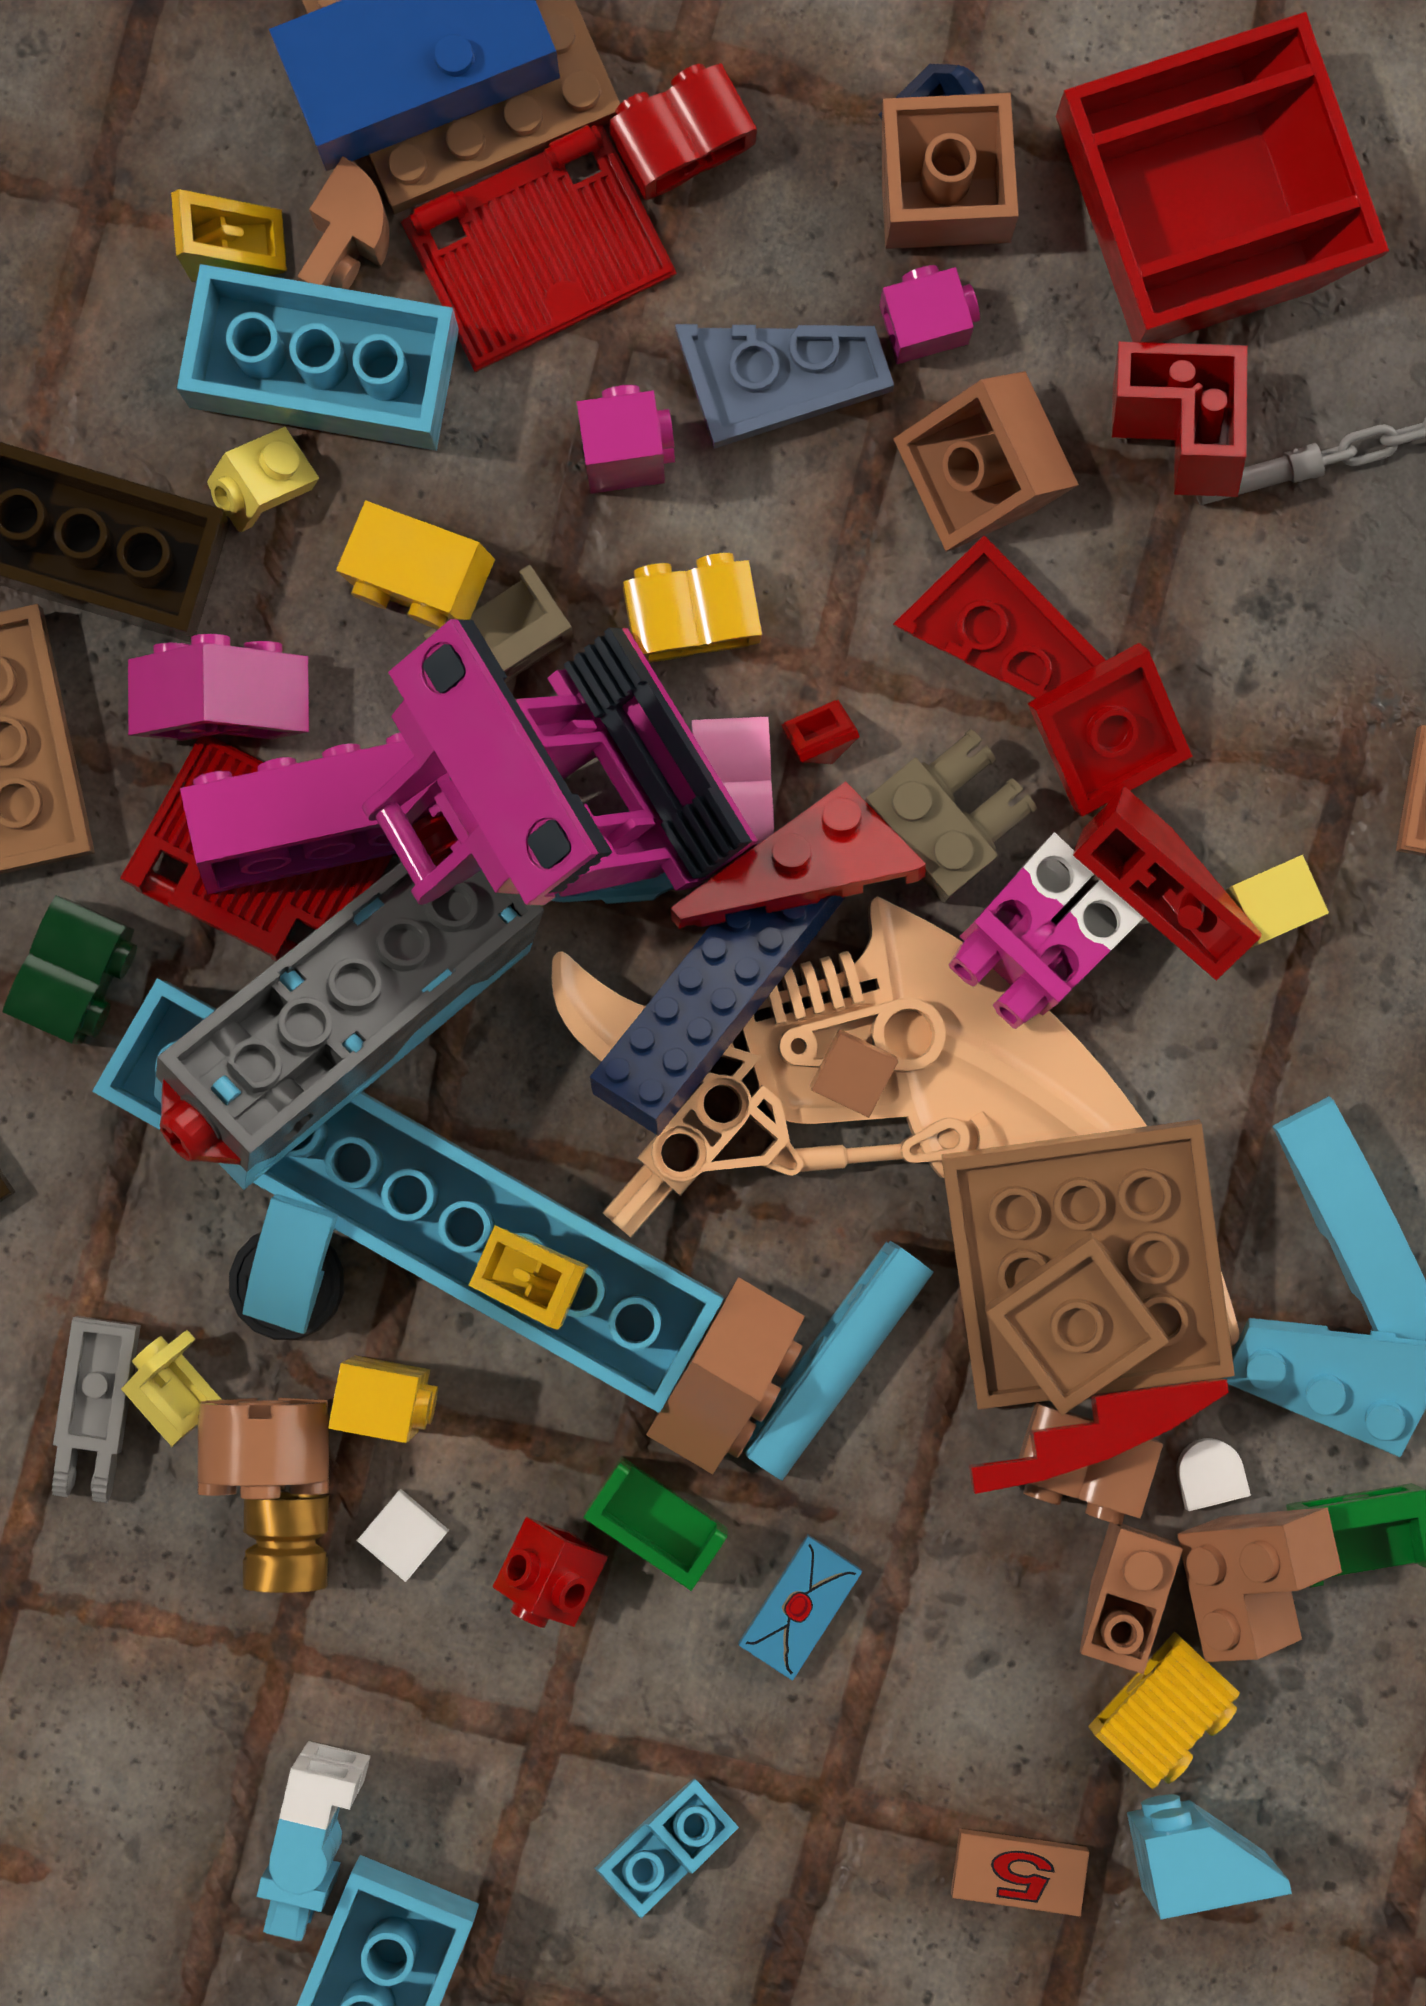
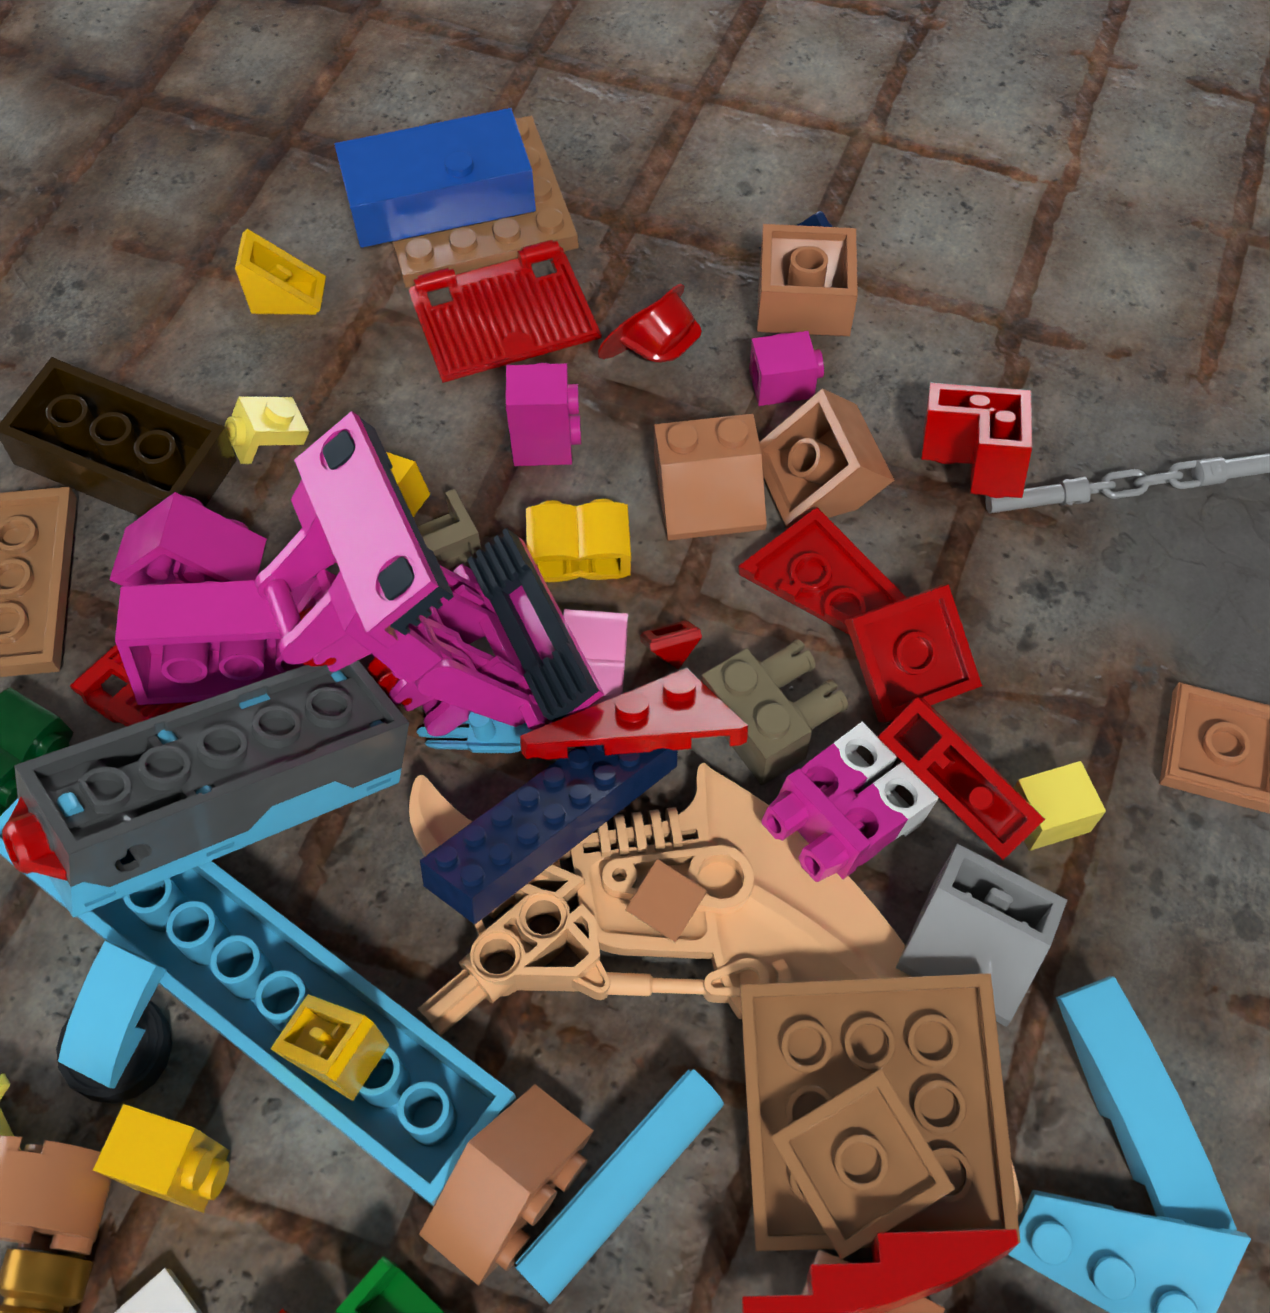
camera: 10 degrees right, 25 degrees down
(318, 357) = (325, 348): medium azure brick -> none
(352, 225) = (367, 285): nougat brick -> none
(682, 130) = (618, 249): red brick -> none
(762, 279) = (657, 332): none -> red piece
(778, 376) = (649, 395): sand blue wing -> none
(846, 500) = (710, 476): none -> nougat slope
(1193, 1063) = (984, 923): none -> light grey slope
(1220, 180) = (1010, 298): red slope -> none

